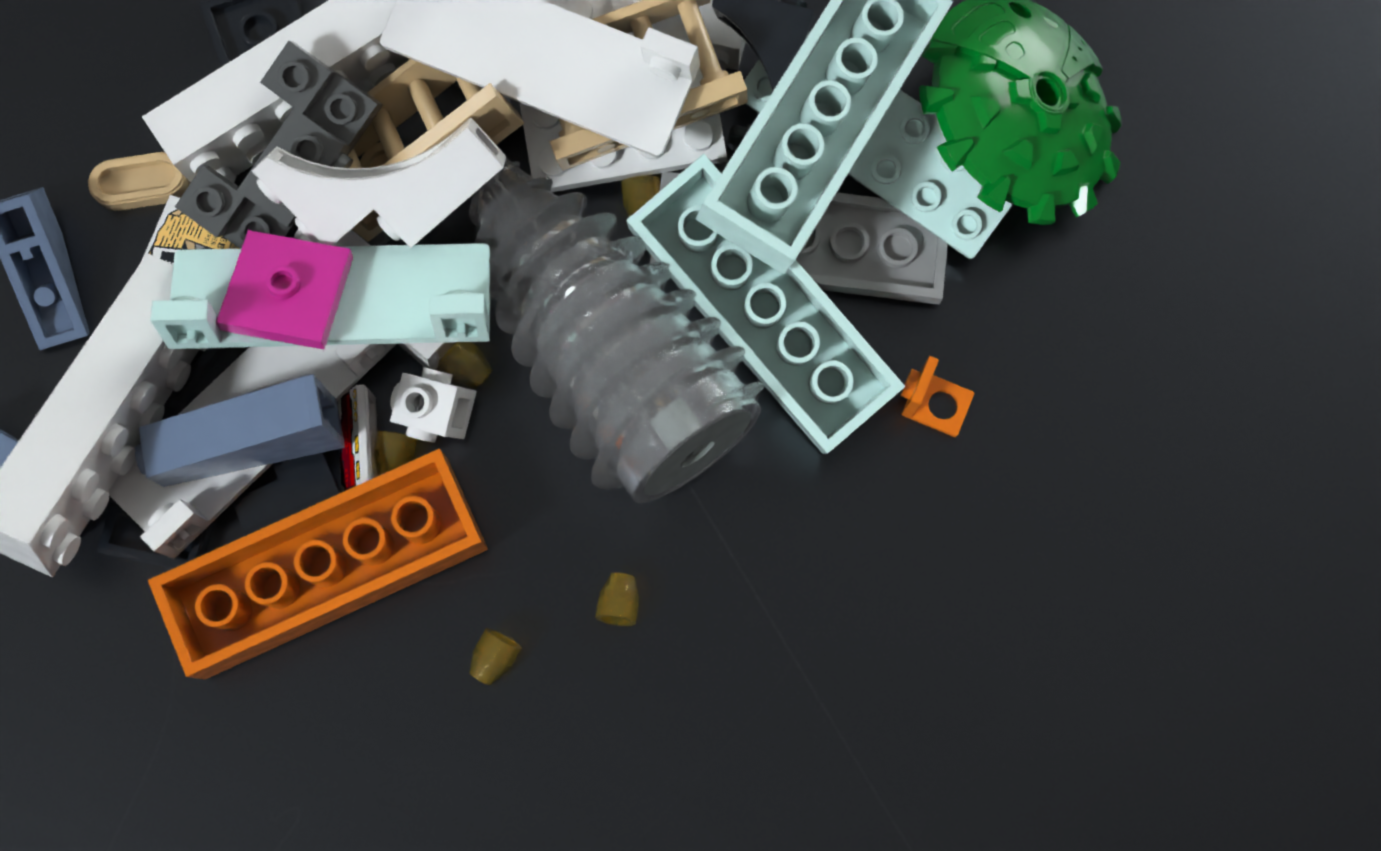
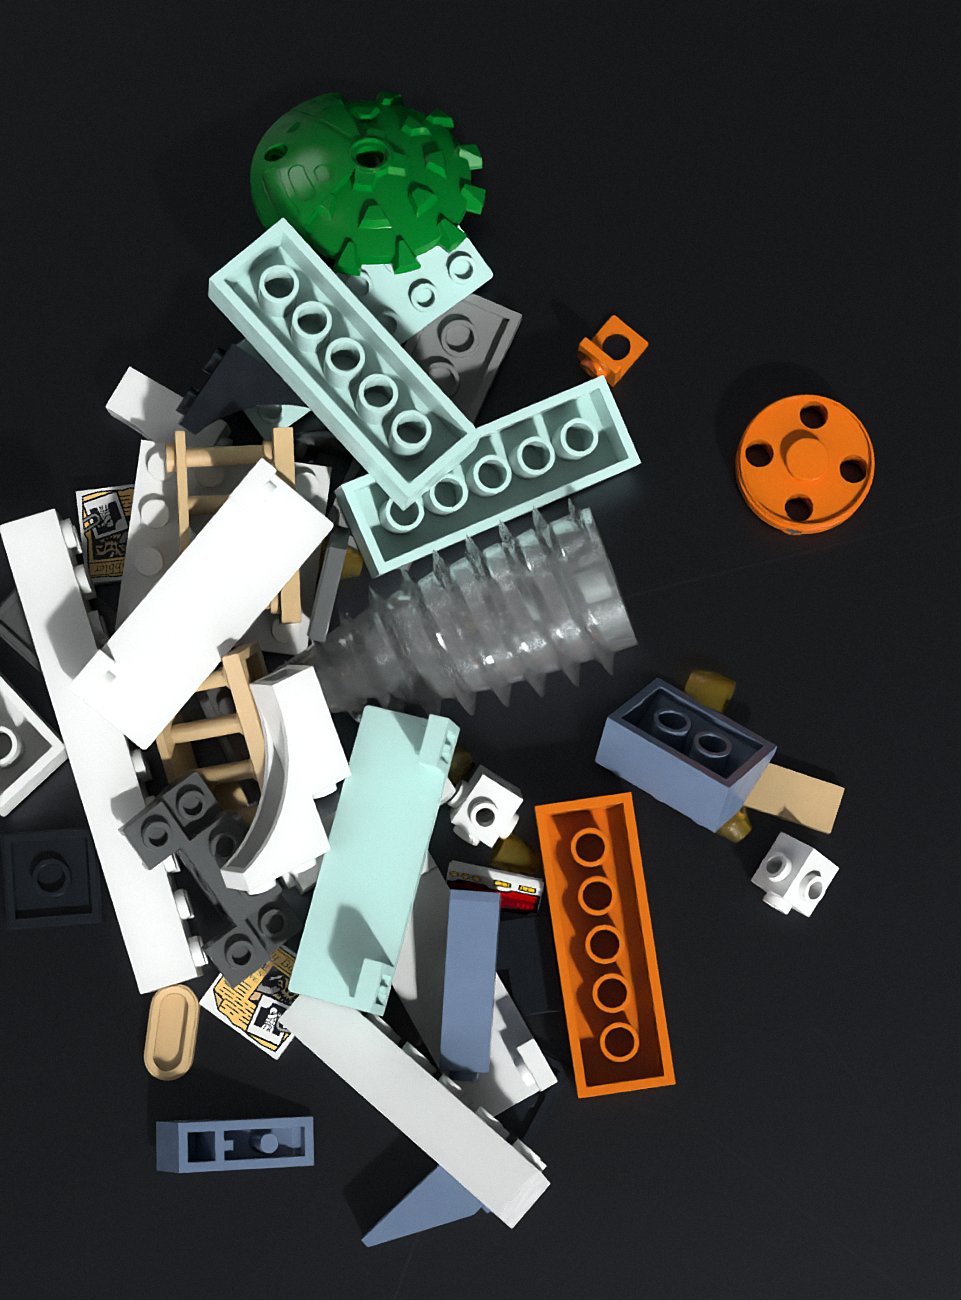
camera: 65 degrees left, 5 degrees up
(285, 290) = (361, 895): dark pink plate -> none
(446, 741) = (794, 875): none -> white brick
(534, 716) = (796, 798): none -> tan tile
(541, 589) = (684, 753): none -> sand blue slope
(606, 179) = (328, 583): none -> dark grey tile
(884, 628) = (804, 464): none -> orange piece

